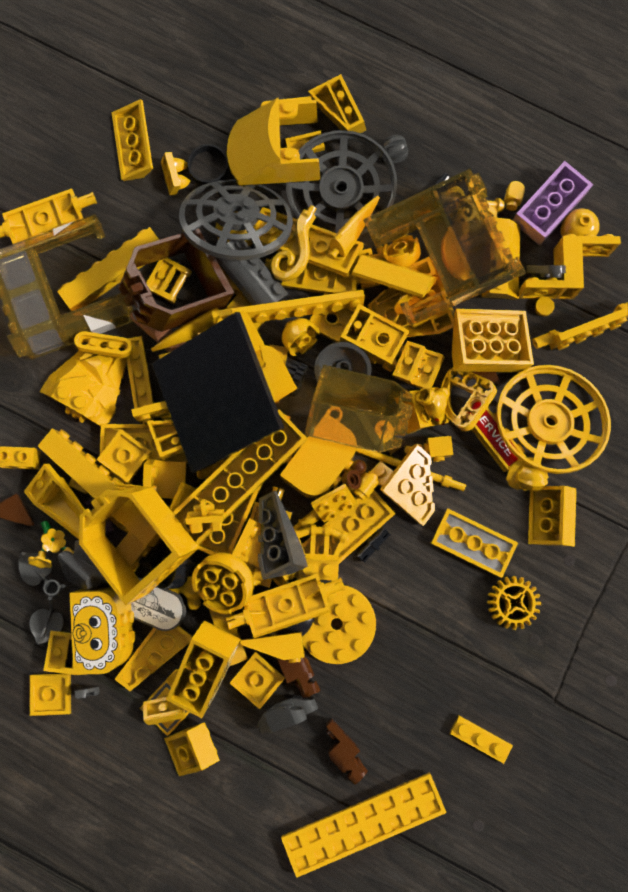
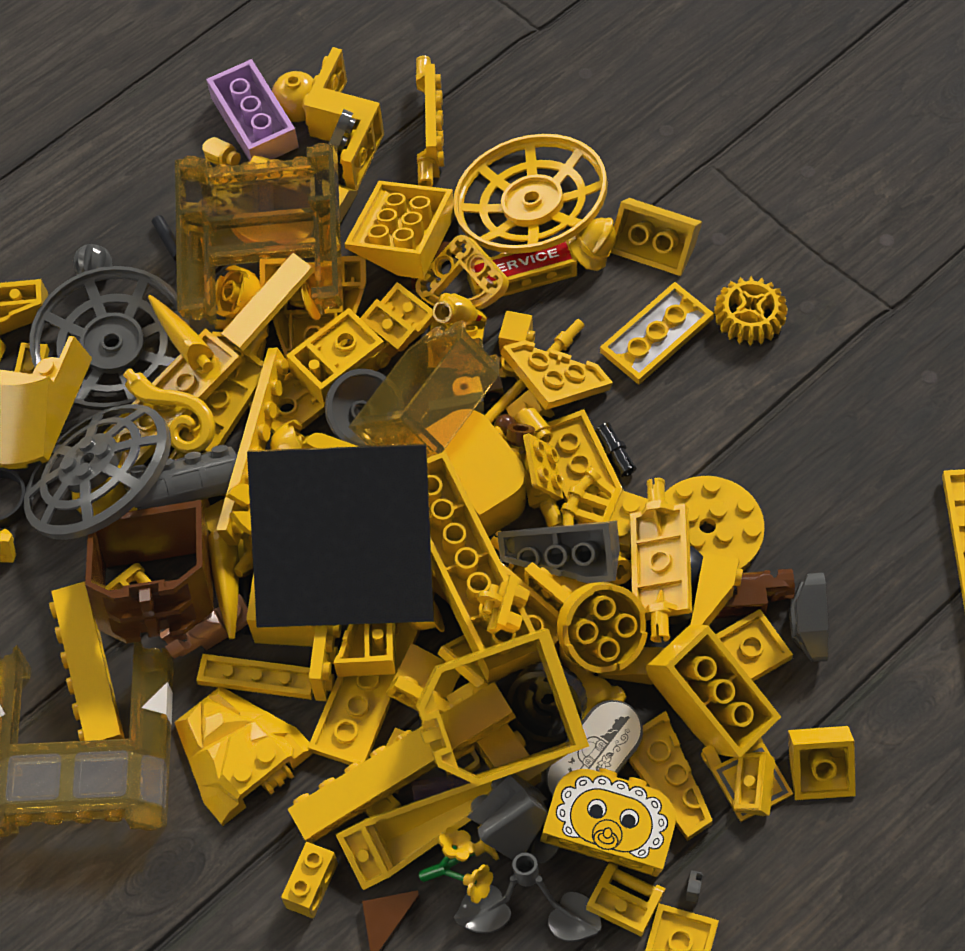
camera: 65 degrees left, 20 degrees down
(96, 340) = (198, 691): yellow plate -> none
(124, 456) = (368, 721): yellow plate -> none
(344, 753) = (884, 565): reddish brown plate -> none
(481, 739) = (915, 403): yellow plate -> none
(544, 306) = (380, 165): yellow tile -> none

